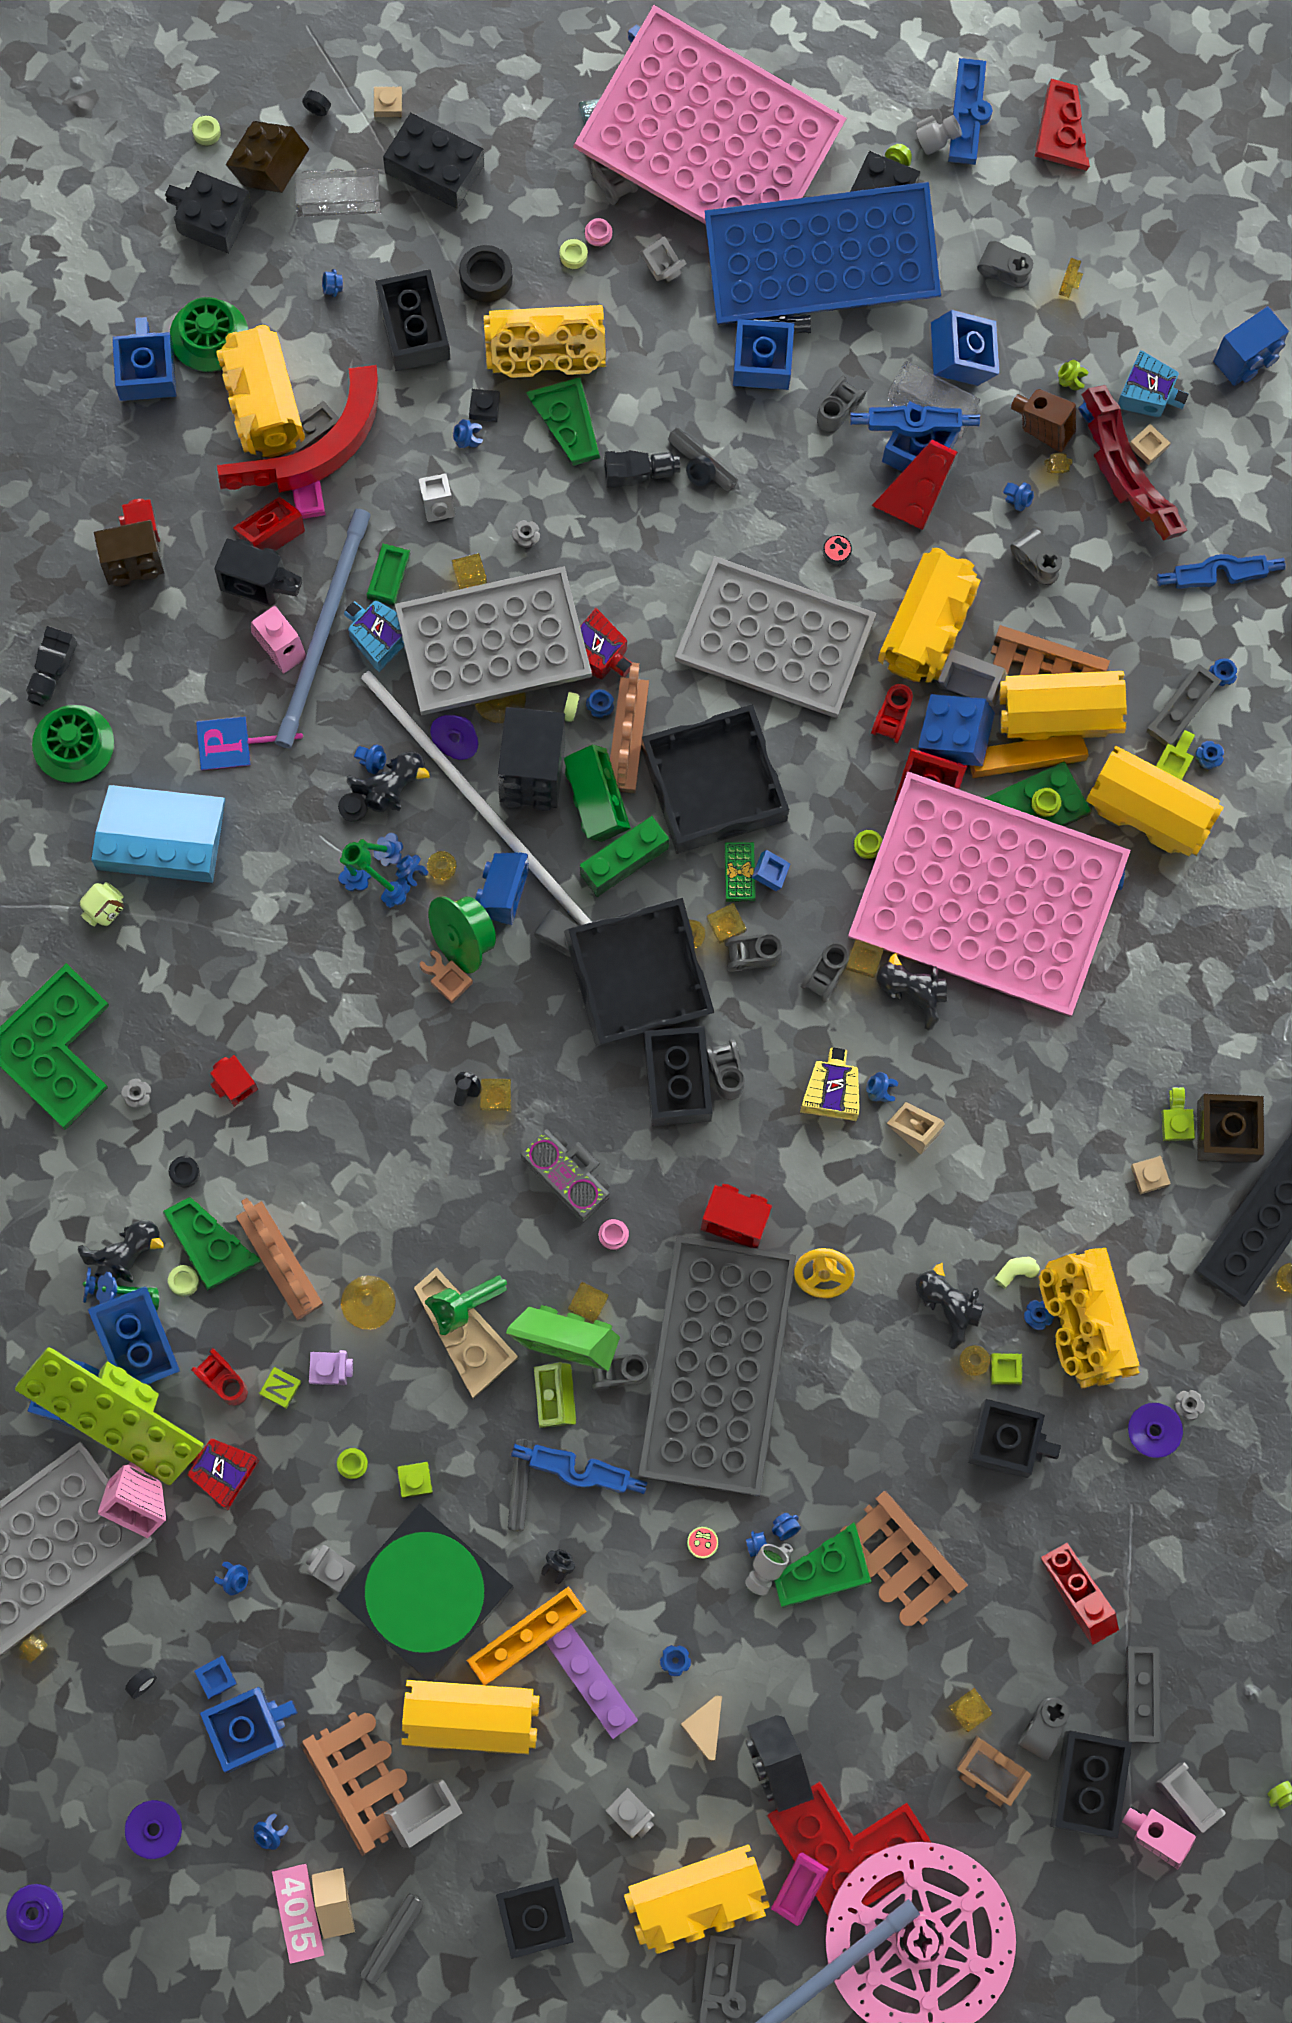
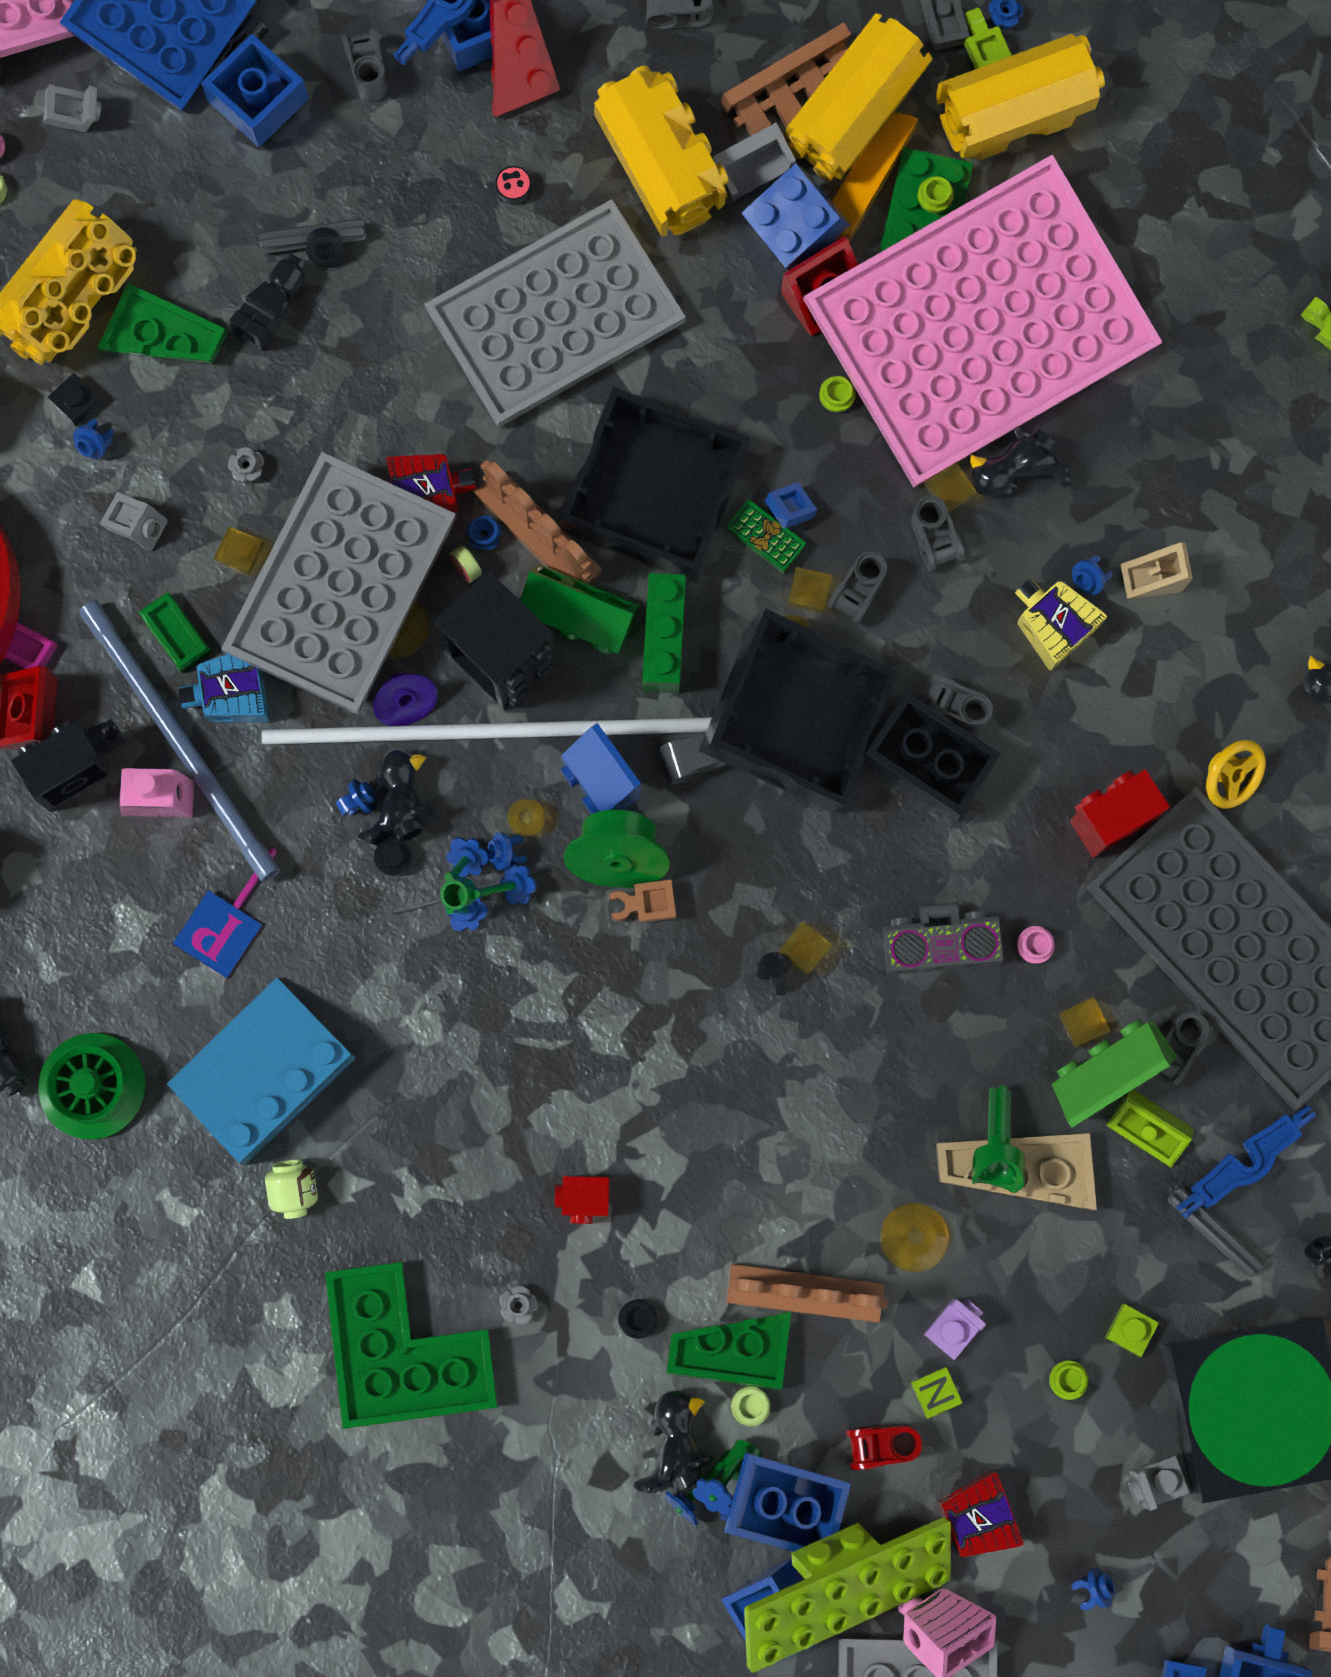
camera: 50 degrees left, 5 degrees up
(892, 717) = (729, 271): red piece -> none

